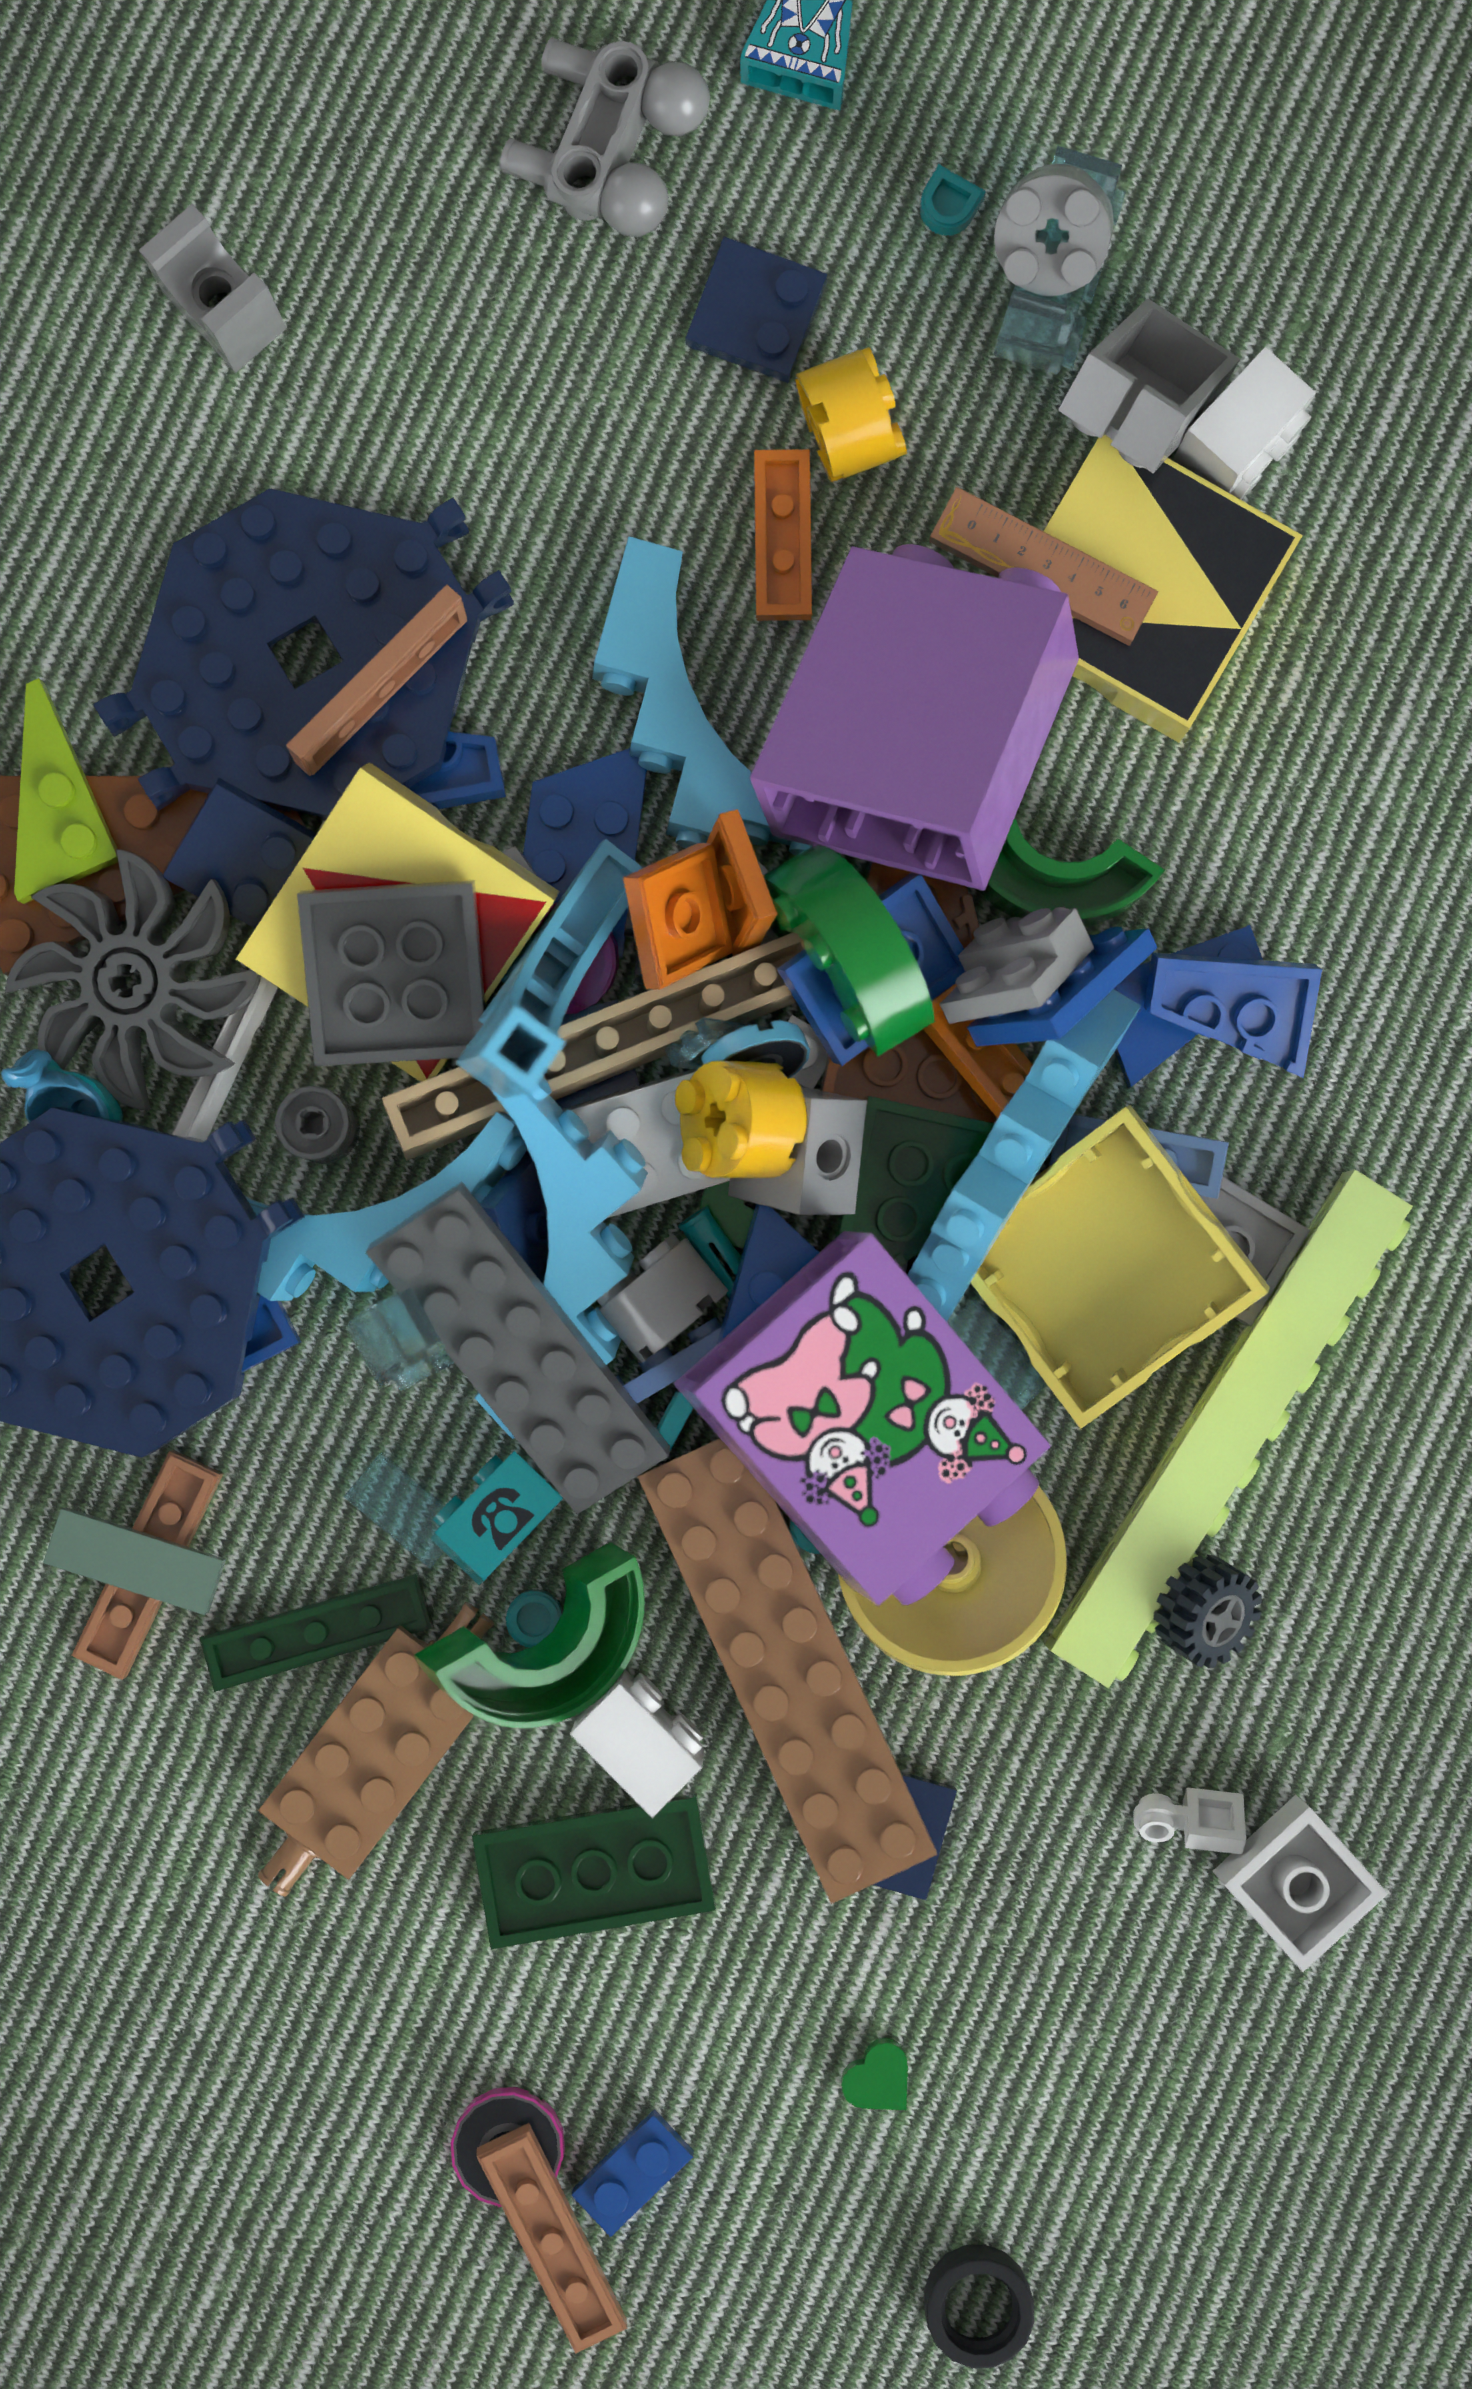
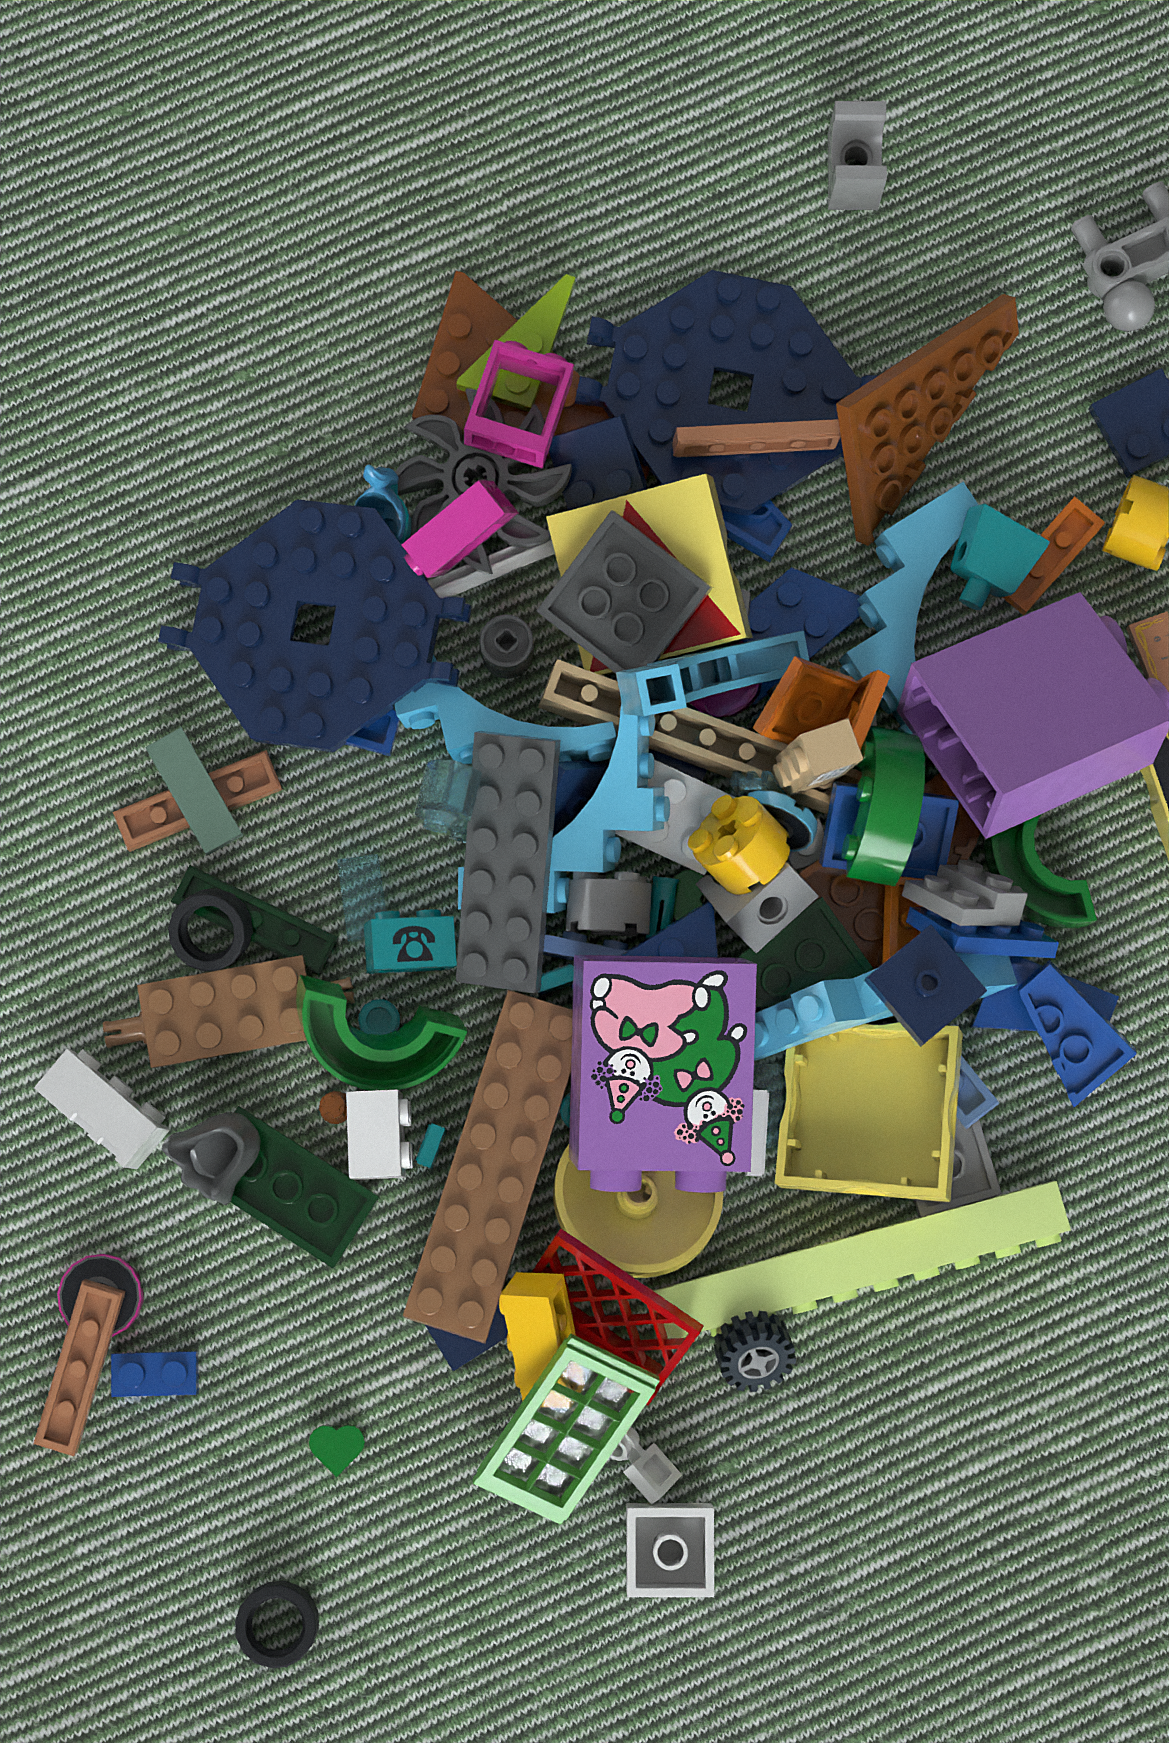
camera: 35 degrees right, 5 degrees down
(117, 917) = (505, 439): none -> dark pink window
(157, 1054) = (458, 529): none -> dark pink window
(273, 1726) = (190, 953): none -> black tyre
(338, 1963) = (103, 1107): none -> white wedge
(496, 1902) = (215, 1154): none -> dark grey piece
(506, 504) = (911, 406): none -> dark orange wing
(564, 1749) = (334, 1107): none -> dark orange piece
(701, 1699) = (431, 1145): none -> teal tile
(728, 585) = (993, 555): none -> teal torso
(742, 962) = (817, 758): none -> tan brick
(989, 1795) = (536, 1323): none -> yellow brick
(1017, 1389) = (759, 1132): none -> white tile
(1034, 1741) = (596, 1328): none -> red fence
(1061, 1099) = (925, 985): none -> dark blue plate
(1093, 1861) = (566, 1429): none -> bright green piece

